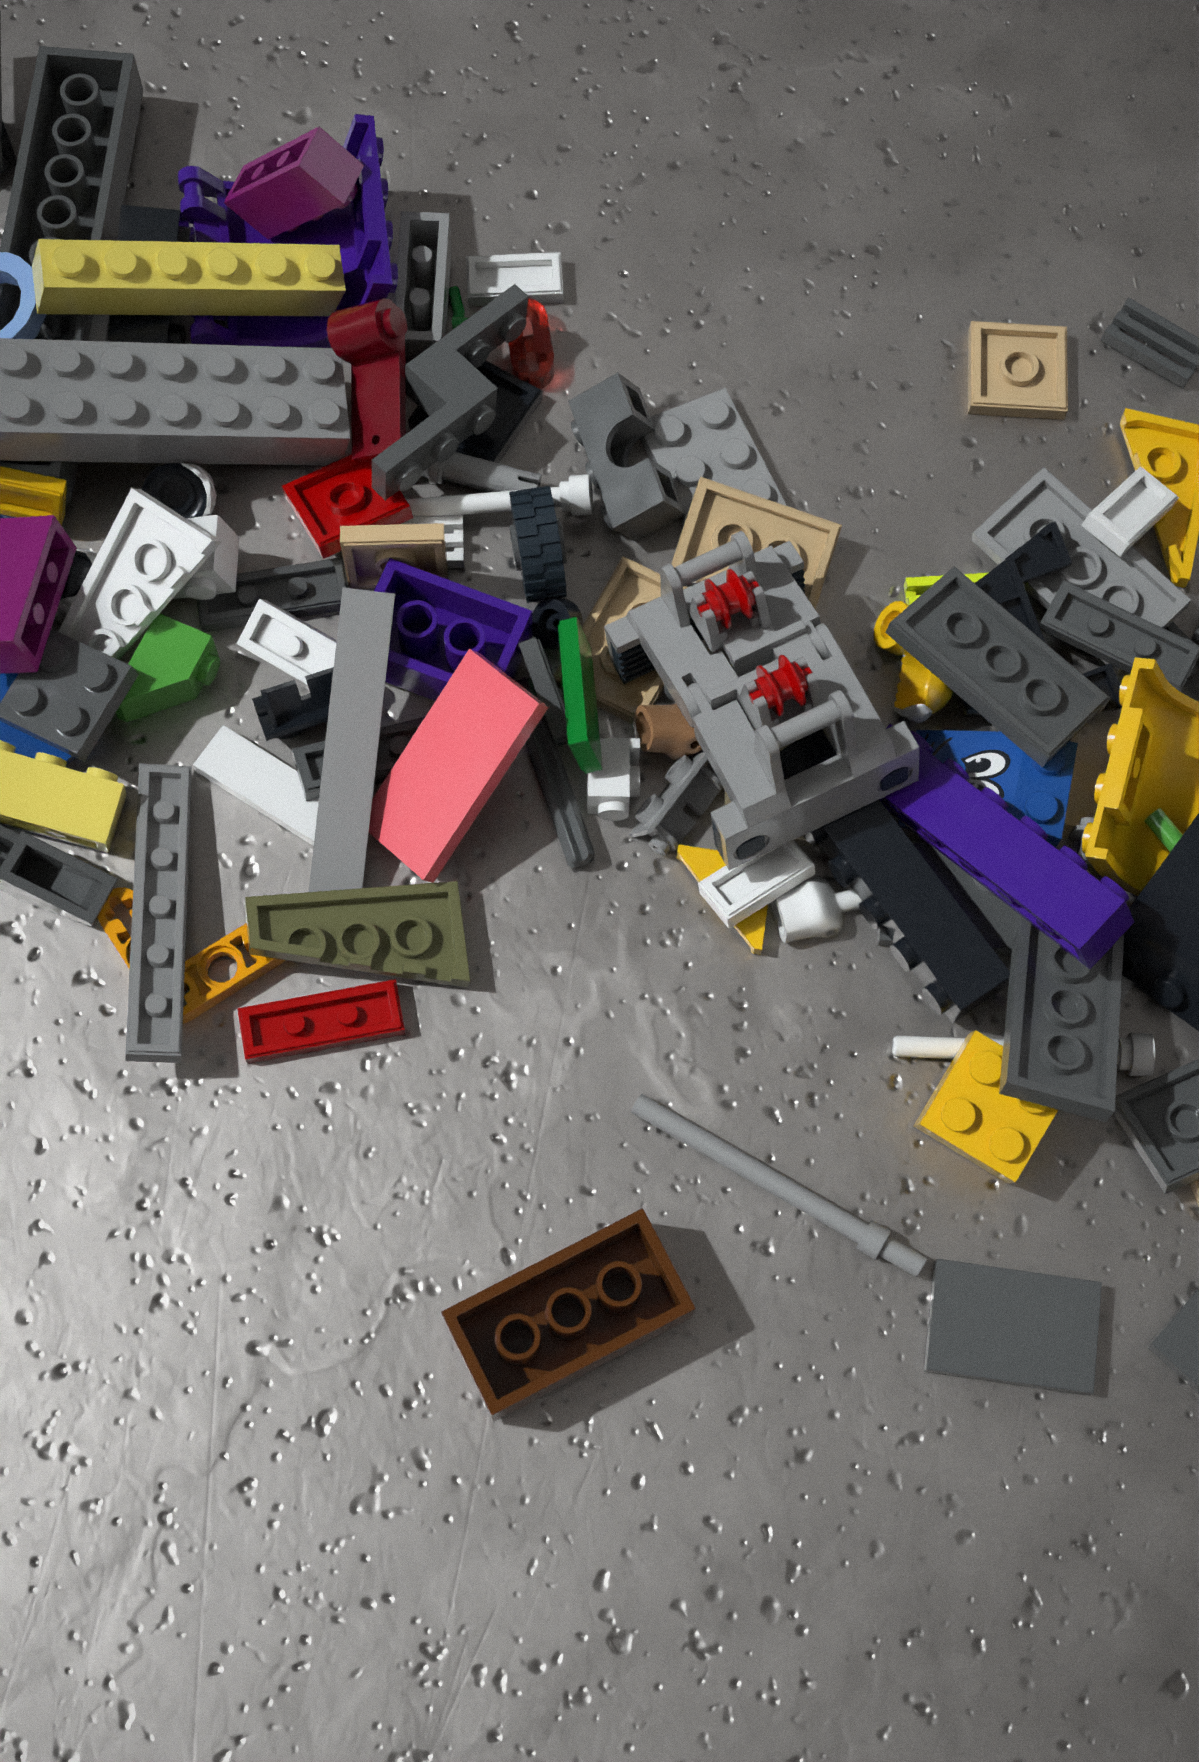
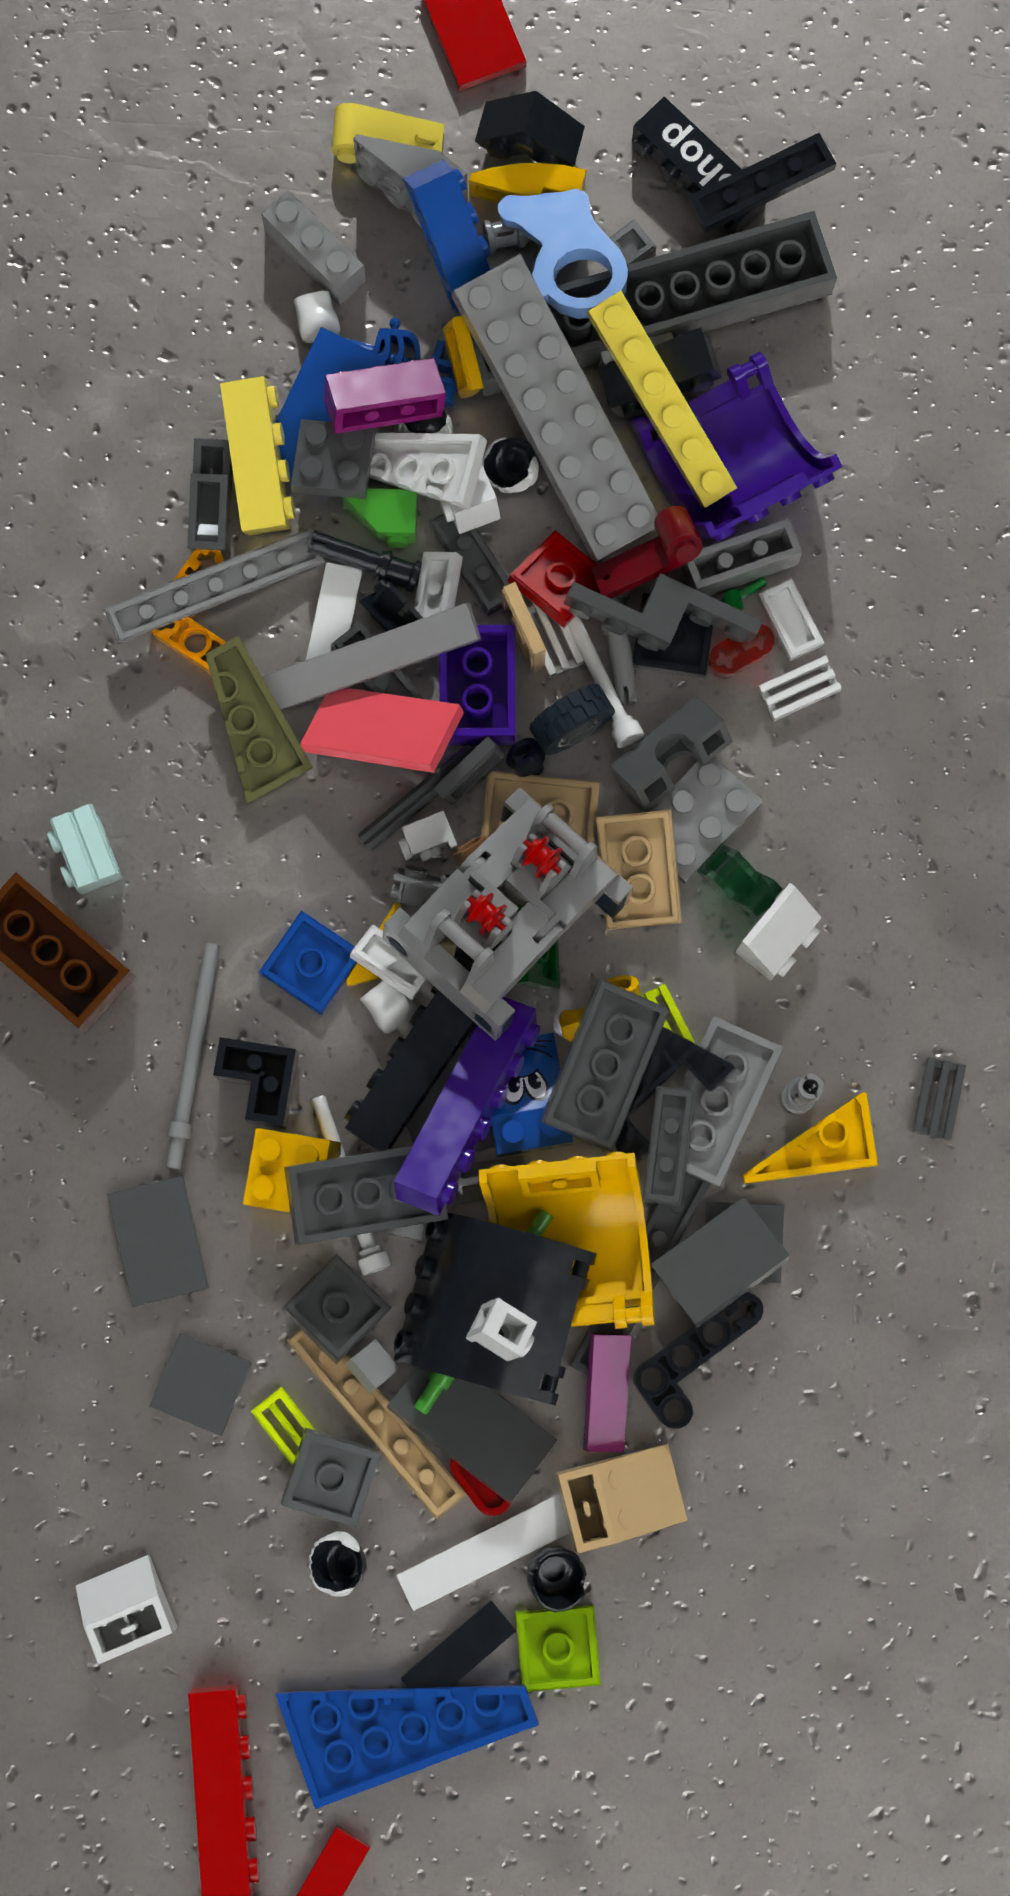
camera: 70 degrees right, 10 degrees up
(230, 698) = (382, 565): none -> black pin
(295, 184) = (771, 436): magenta brick -> none
(321, 1021) = (187, 721): red tile -> none
(440, 1218) = (85, 849): none -> light aqua brick
(580, 696) = (467, 792): green tile -> none
(600, 268) = (828, 674): none -> white tile
(711, 987) = (310, 963): none -> blue tile
(821, 446) = (739, 882): none -> clear green brick
(852, 1087) = (267, 1070): none -> black brick
(895, 425) = (779, 933): none -> white slope
(1017, 370) = (872, 1005): tan tile -> none
(1110, 466) = (804, 1101): none -> light grey pin
(1130, 511) = (773, 1120): white tile -> none

